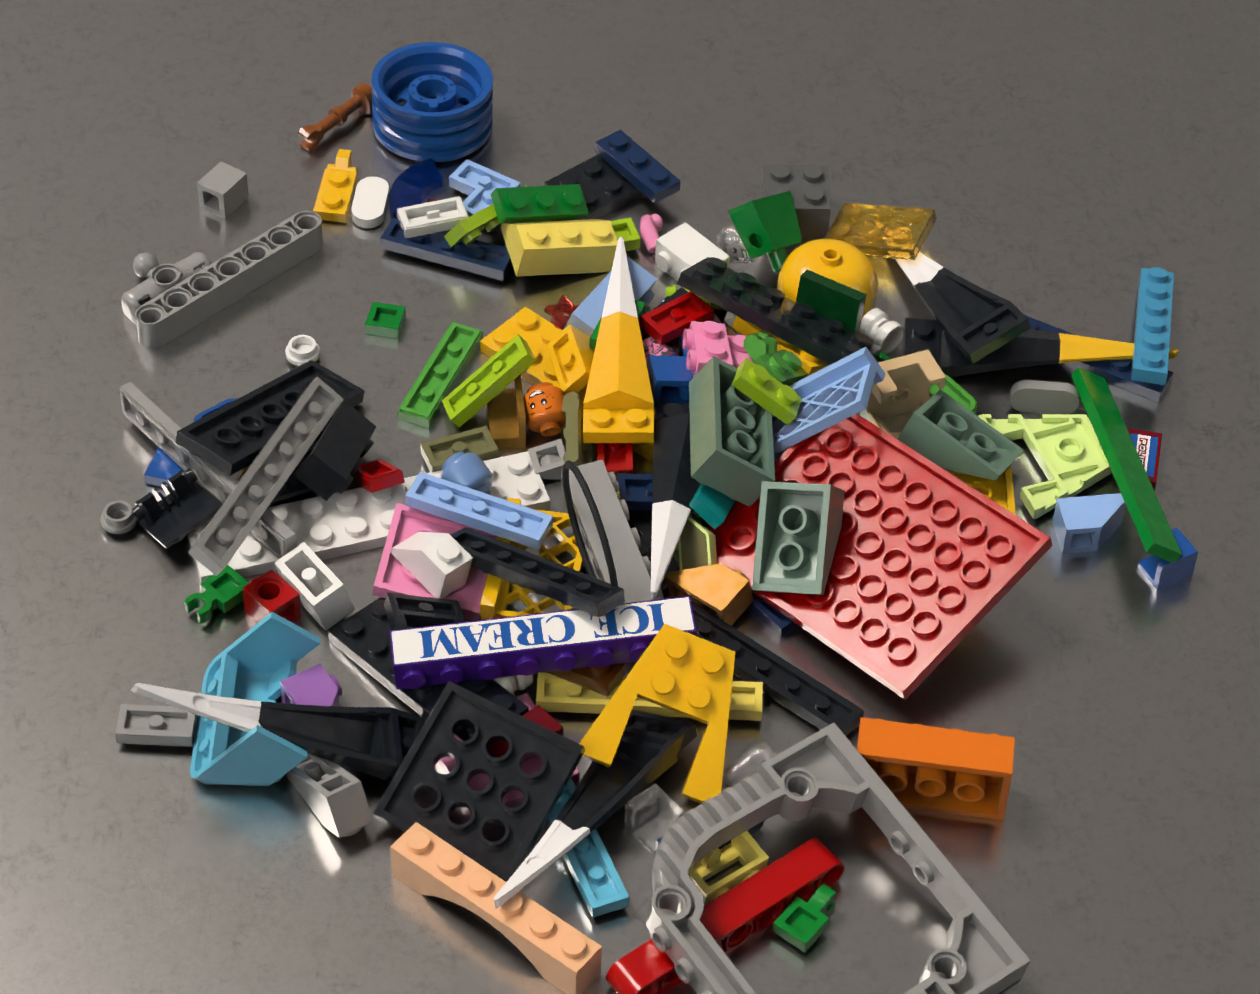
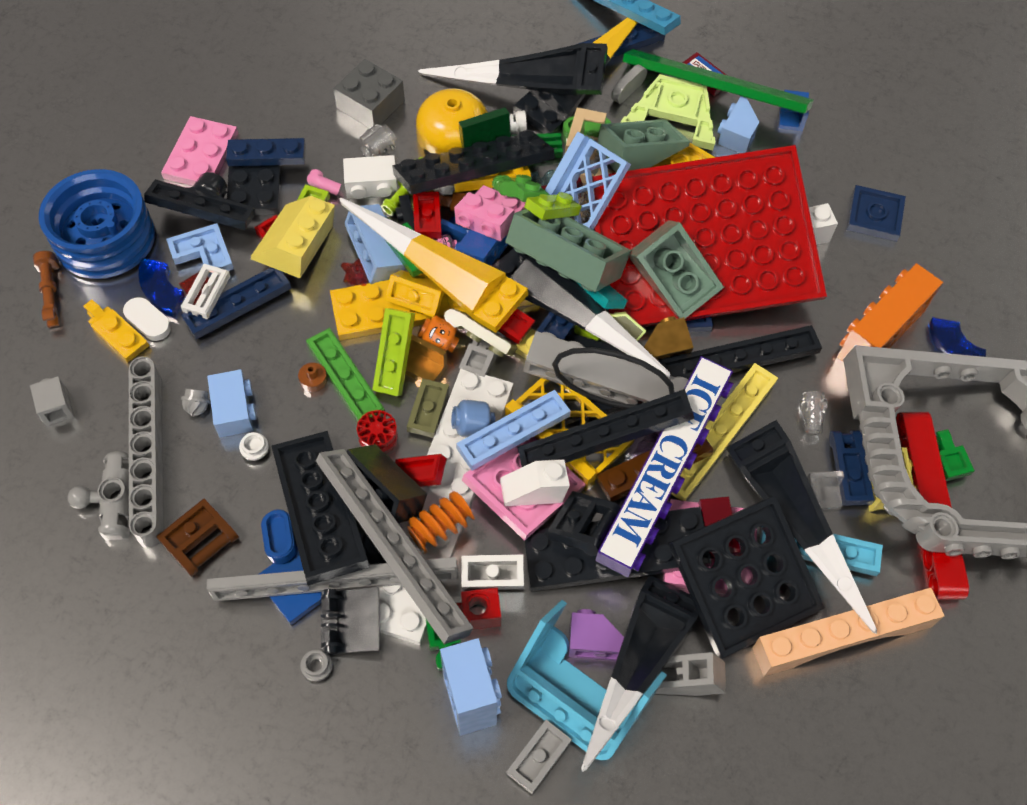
camera: 55 degrees left, 15 degrees up
(172, 615) = (470, 687): none -> light blue brick
(175, 357) = (191, 530): none -> reddish brown plate
(310, 283) = (195, 401): none -> light grey plate
(325, 512) = (439, 521): none -> orange piece
(330, 307) = (230, 403): none -> light blue brick
(385, 320) = (266, 378): green tile -> none
(396, 428) = (377, 431): none -> red wheel
(416, 350) = (312, 377): none -> dark orange tile
(470, 228) = (239, 259): lime plate -> none
(530, 157) = (201, 200): none -> black plate
(539, 203) = (256, 224): green plate -> none
(580, 126) = (198, 150): none -> bright pink plate
(683, 677) = (754, 403): yellow wing -> none
(768, 227) = (395, 118): green torso -> none
(883, 229) = (433, 70): clear yellow plate -> none
(978, 859) = (950, 339): none -> clear blue tile
(1012, 653) = (823, 223): none -> white brick
(1099, 708) = (876, 213): none -> dark blue tile

